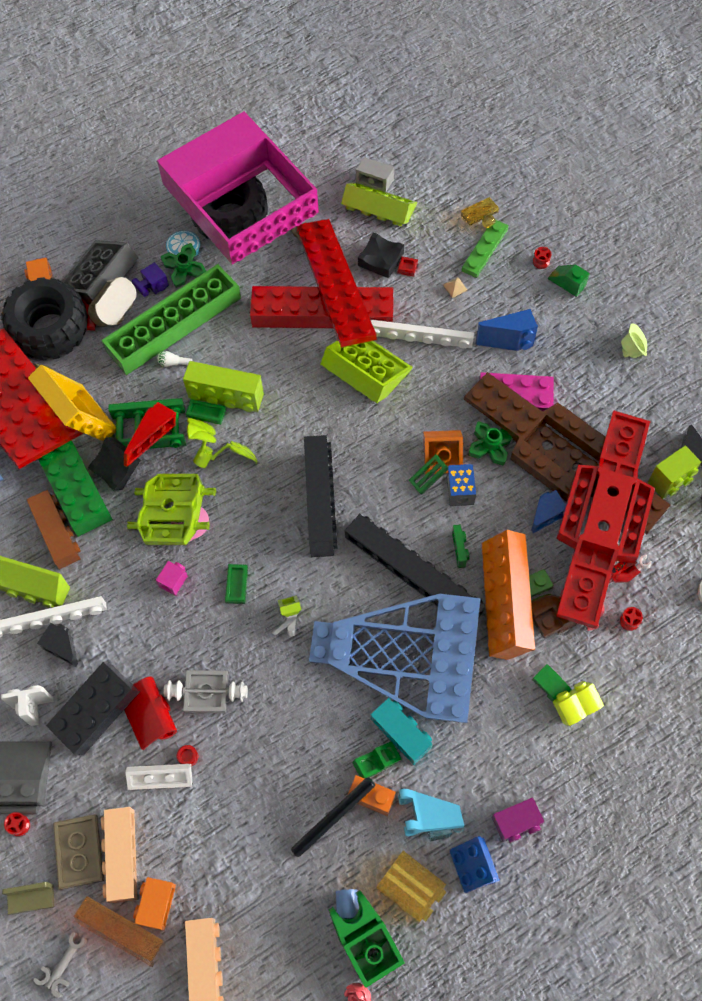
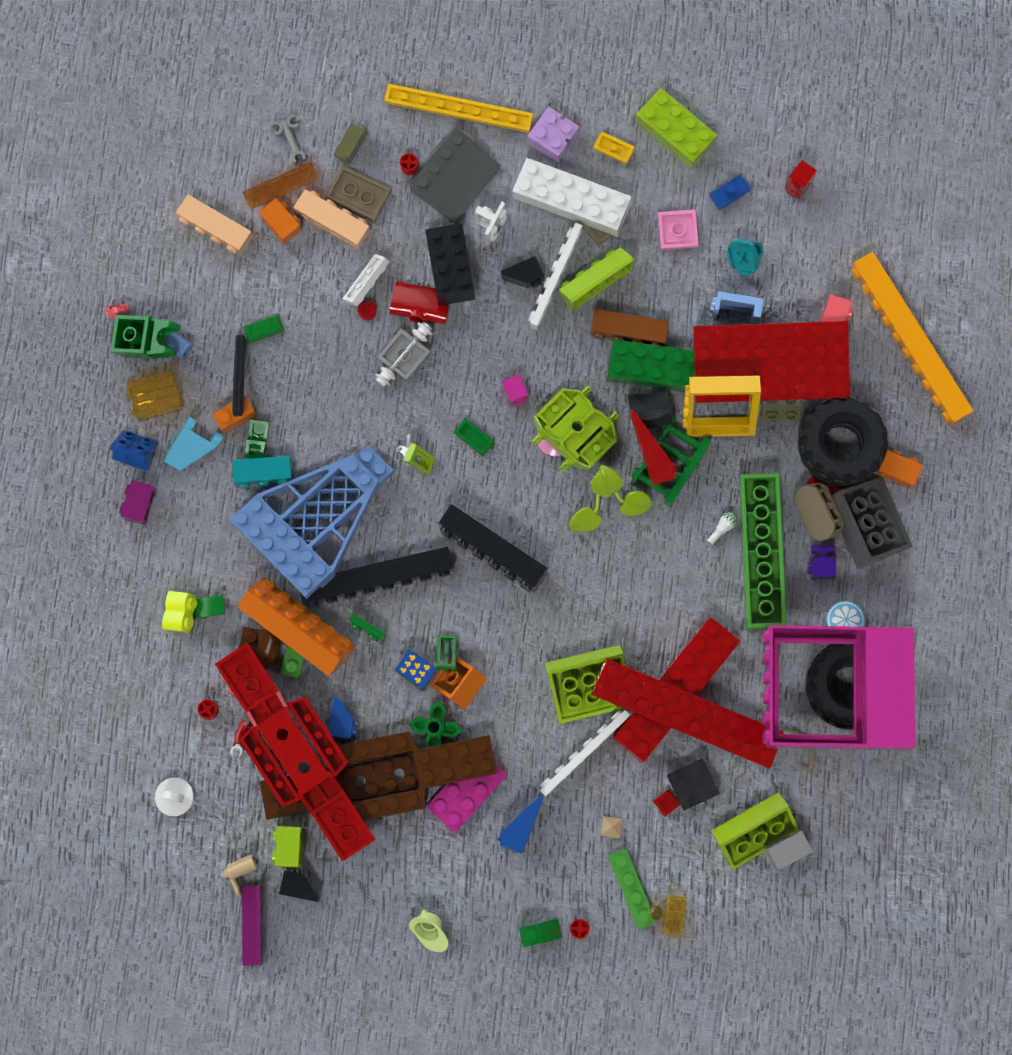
camera: 130 degrees right, 15 degrees up
(183, 265) = (813, 595): green plant -> none
(205, 411) = (650, 520): green tile -> none
(223, 386) = (655, 545): lime brick -> none
(271, 838) = (263, 328): none -> green tile

